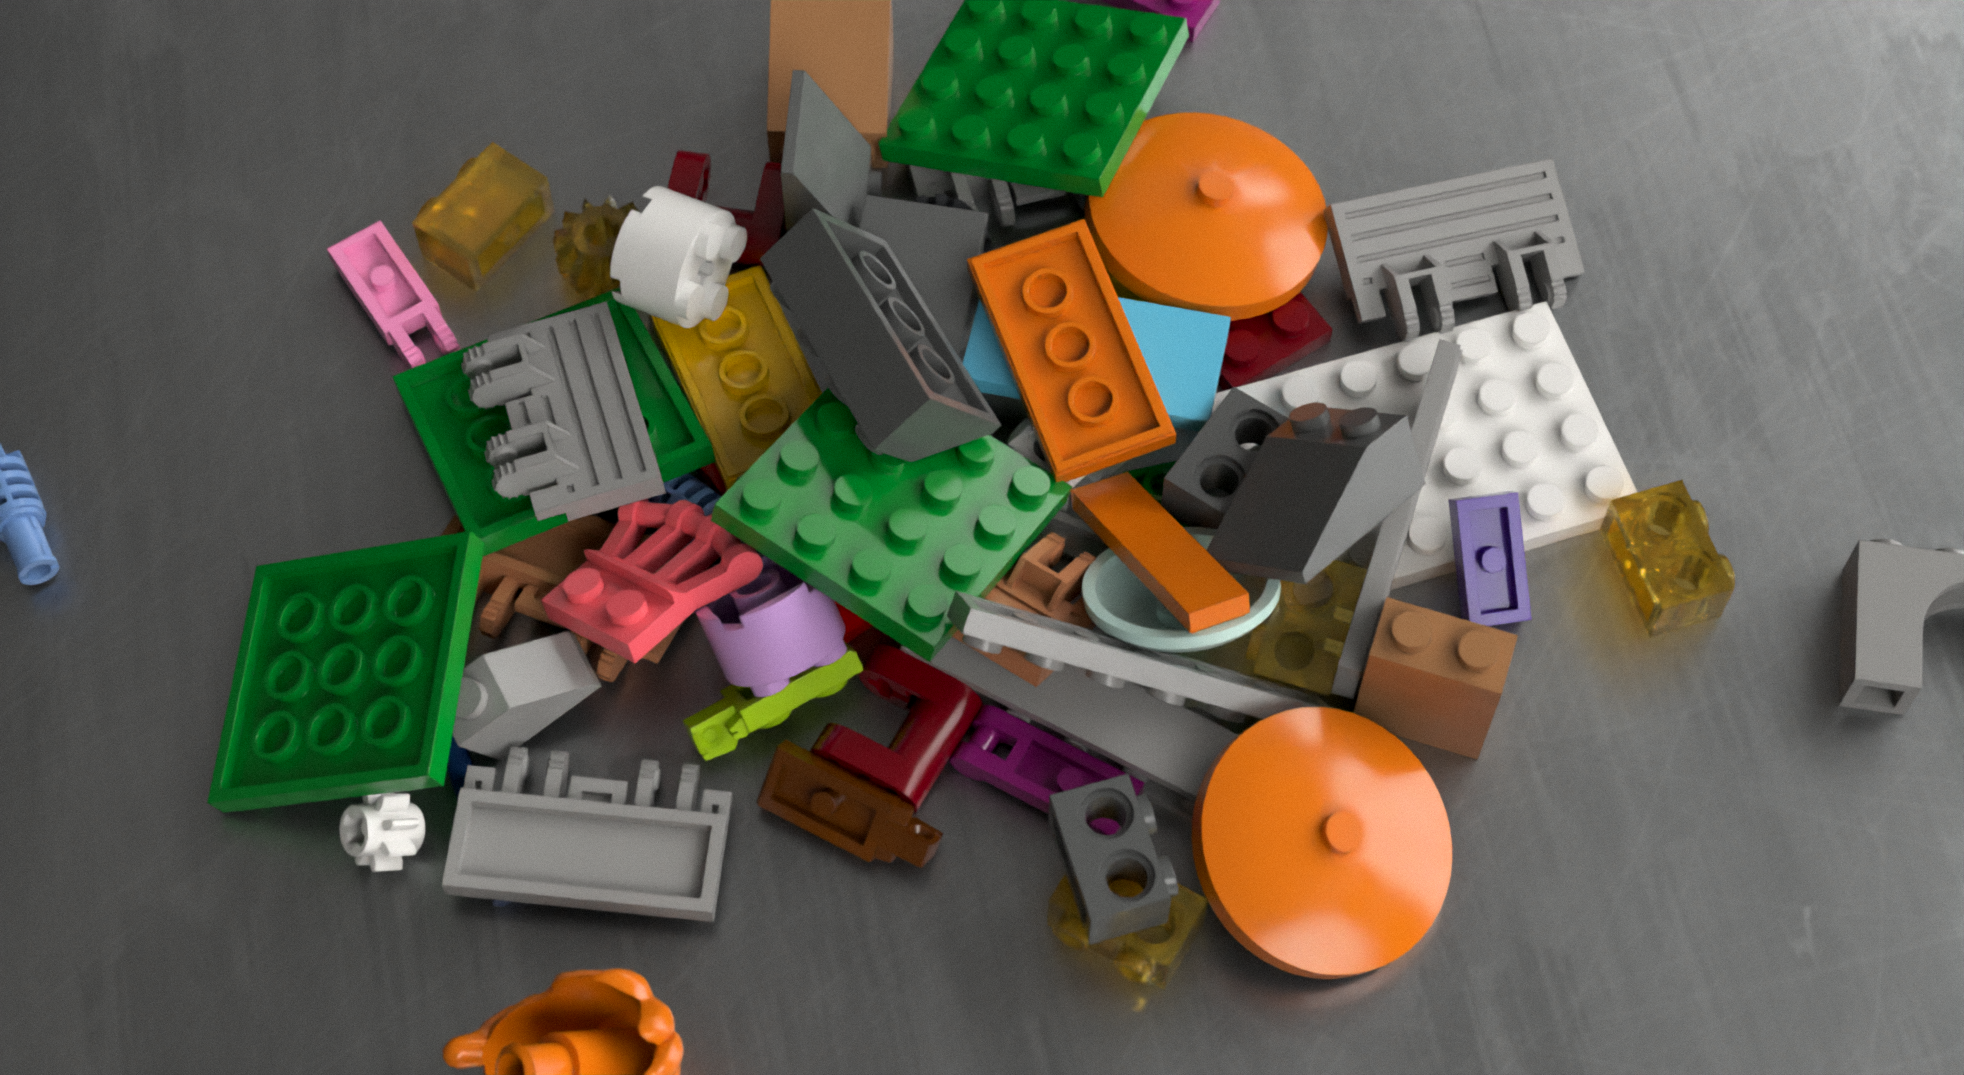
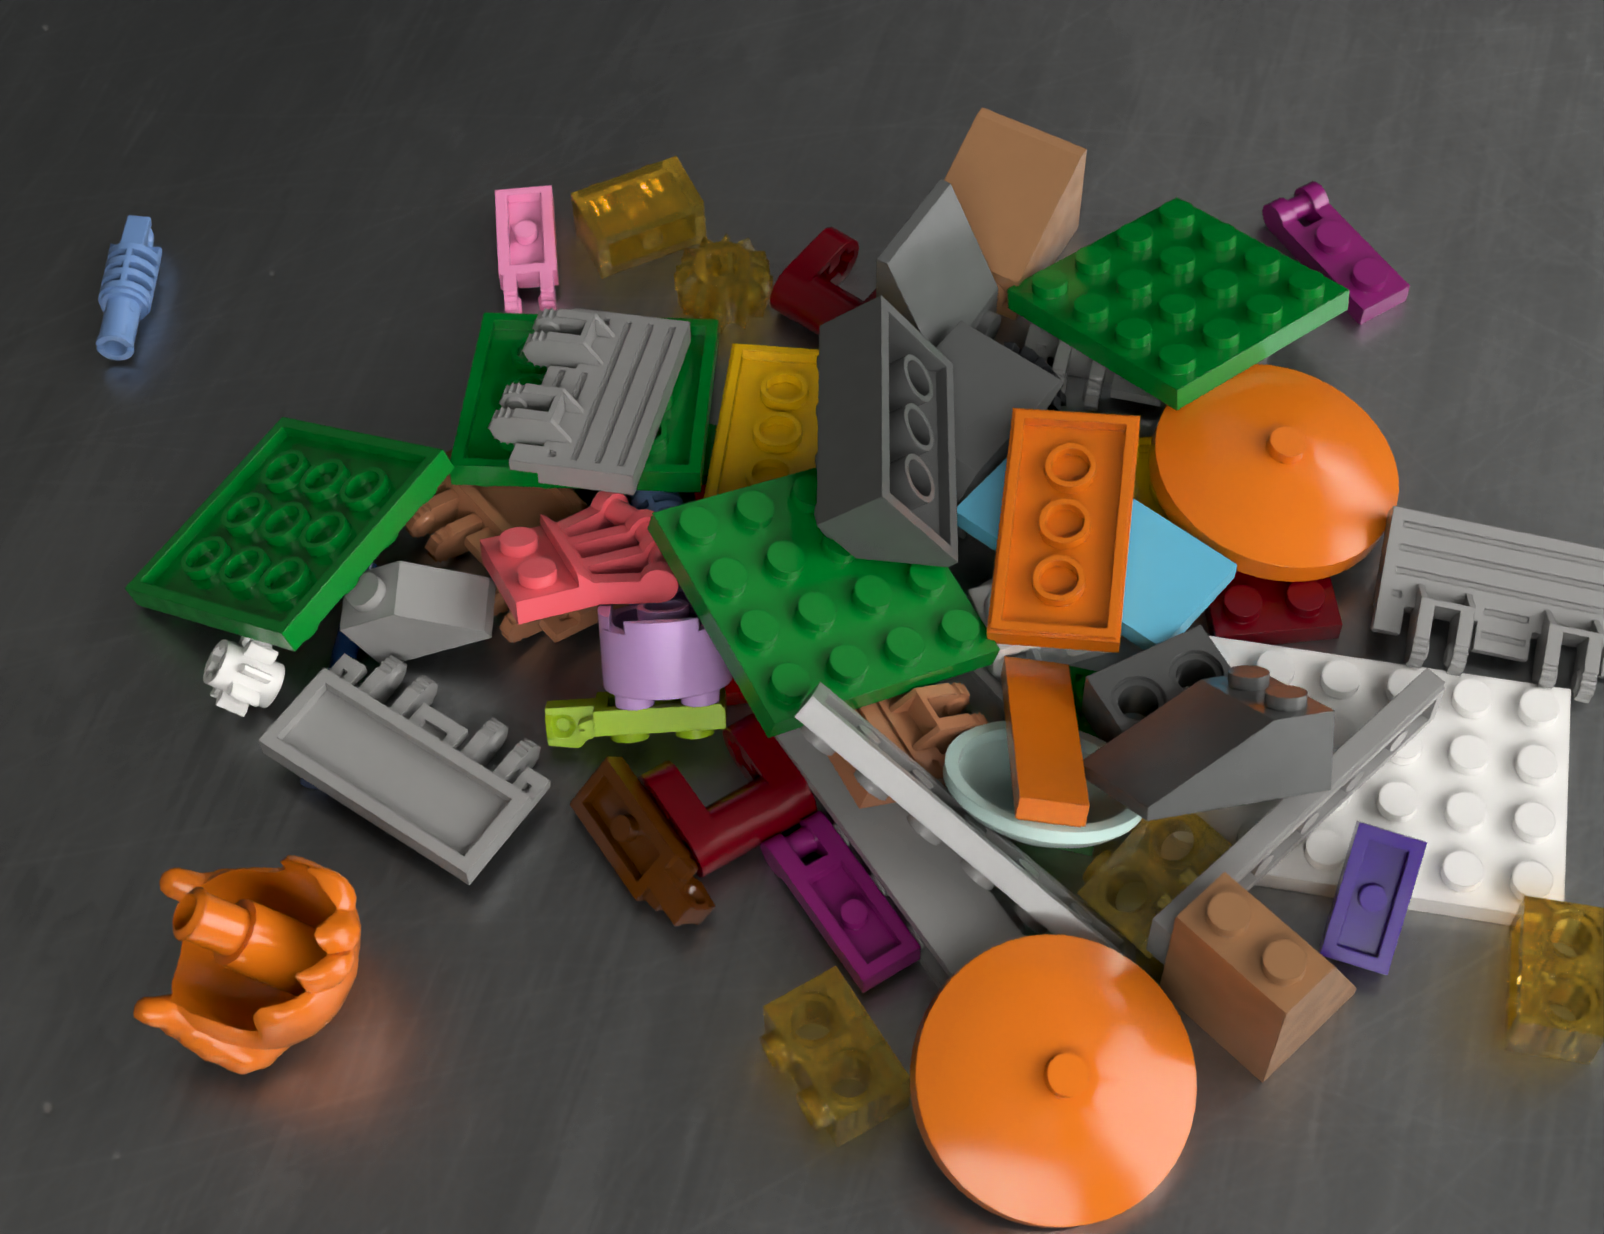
camera: 30 degrees right, 5 degrees down
(676, 258) = (764, 306): white brick -> none
(1098, 860) = (823, 991): dark grey brick -> none

